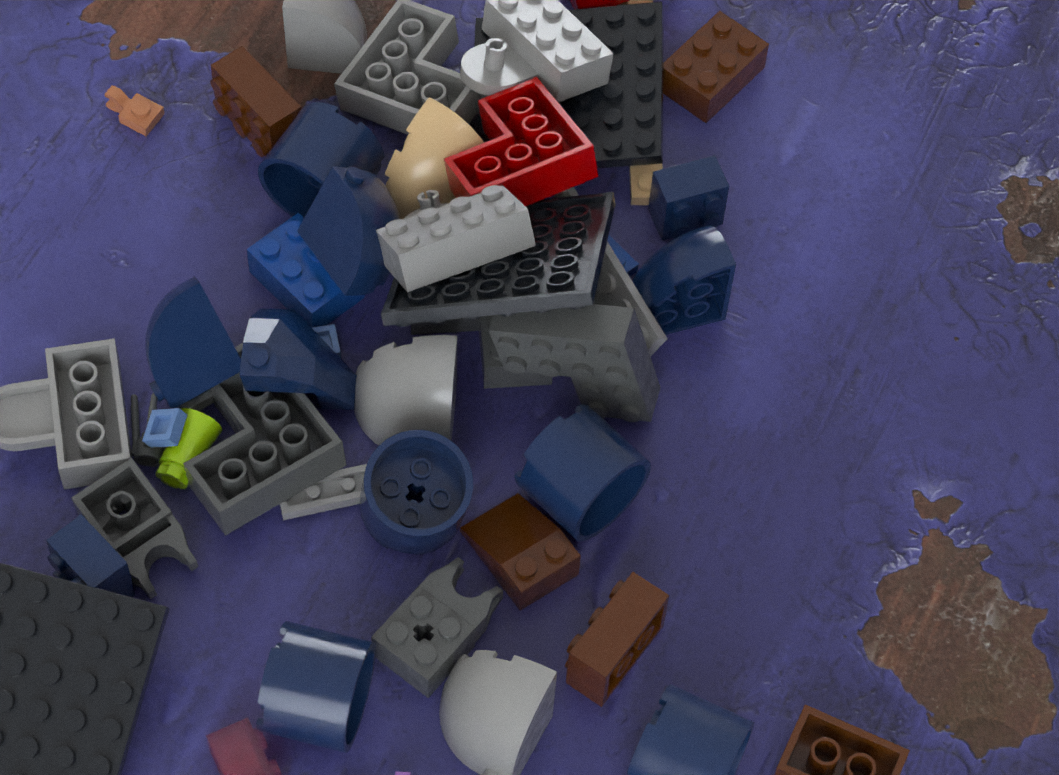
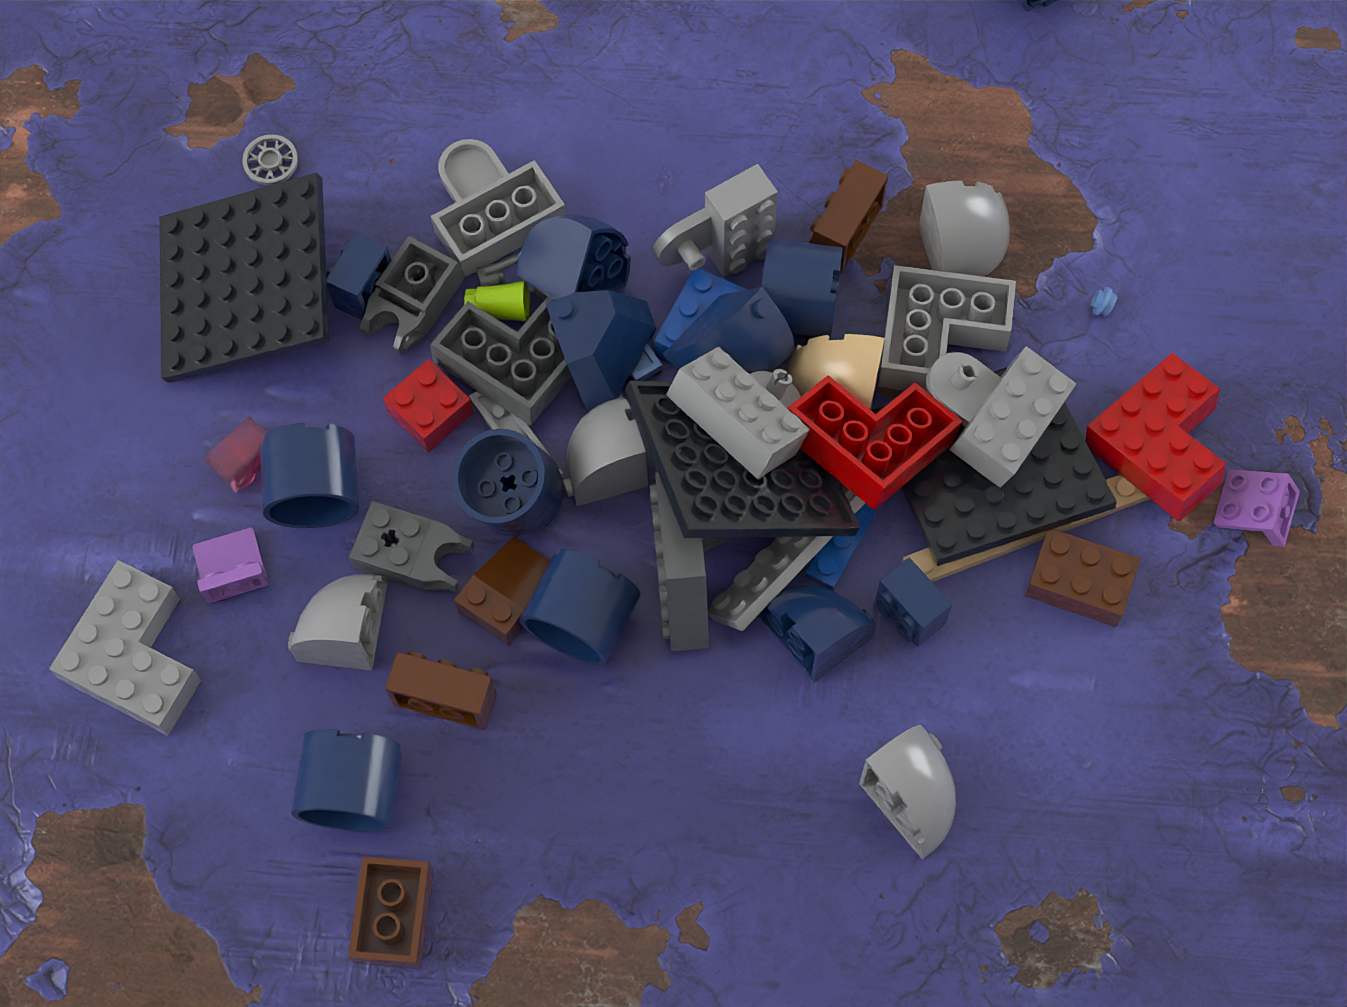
camera: 75 degrees right, 10 degrees up
(135, 113) = (812, 133): nougat plate -> none
(164, 427) = (497, 275): medium blue plate -> none
(229, 185) = (730, 228): none -> light grey brick
(276, 555) = (428, 405): none -> red brick
(869, 266) = (913, 788): none -> light grey brick

